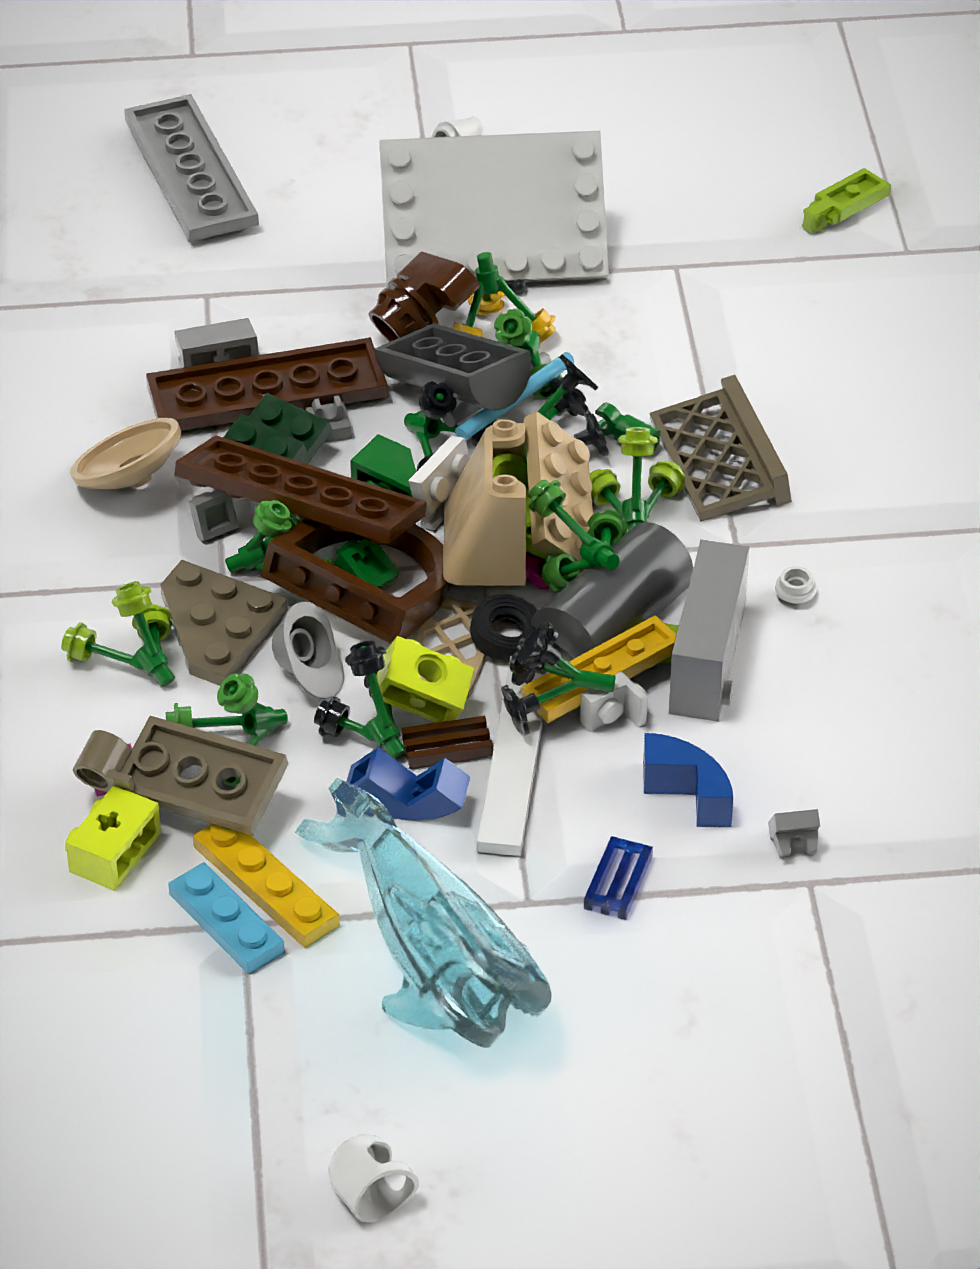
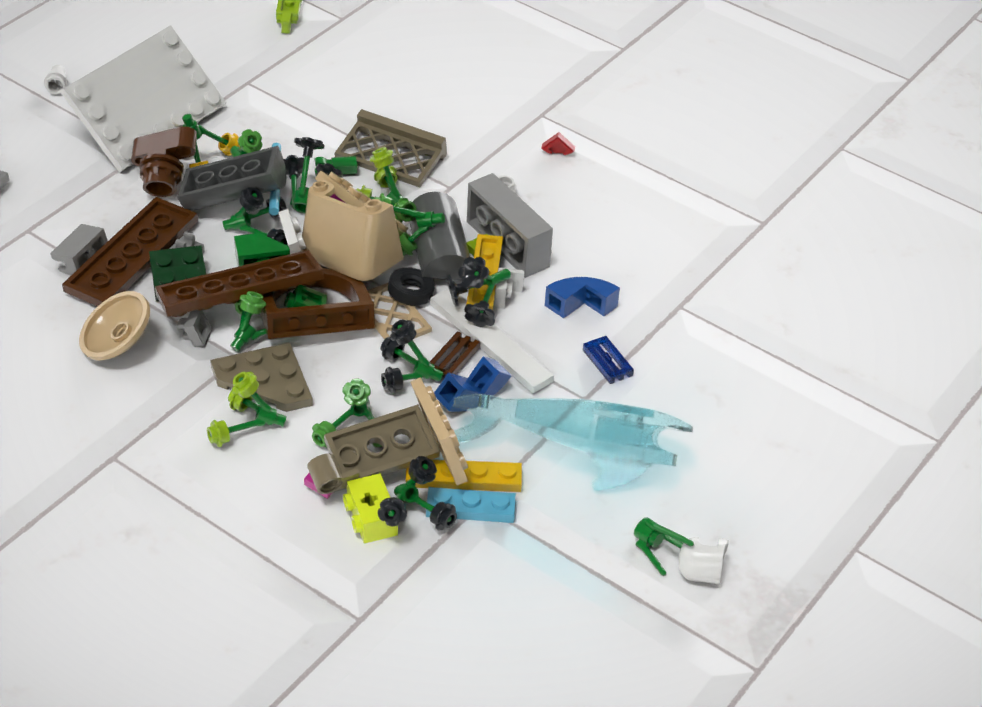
camera: 50 degrees left, 0 degrees up
(177, 829) = (393, 509): none -> black plant
(264, 800) = (441, 430): none -> tan plate
(308, 650) = (336, 359): light grey piece -> none
(360, 1106) = (653, 534): none -> green plant
(403, 687) = (430, 327): neon yellow brick -> none
(795, 825) = (652, 287): light grey tile -> none
(943, 578) = (558, 144): none -> red tile

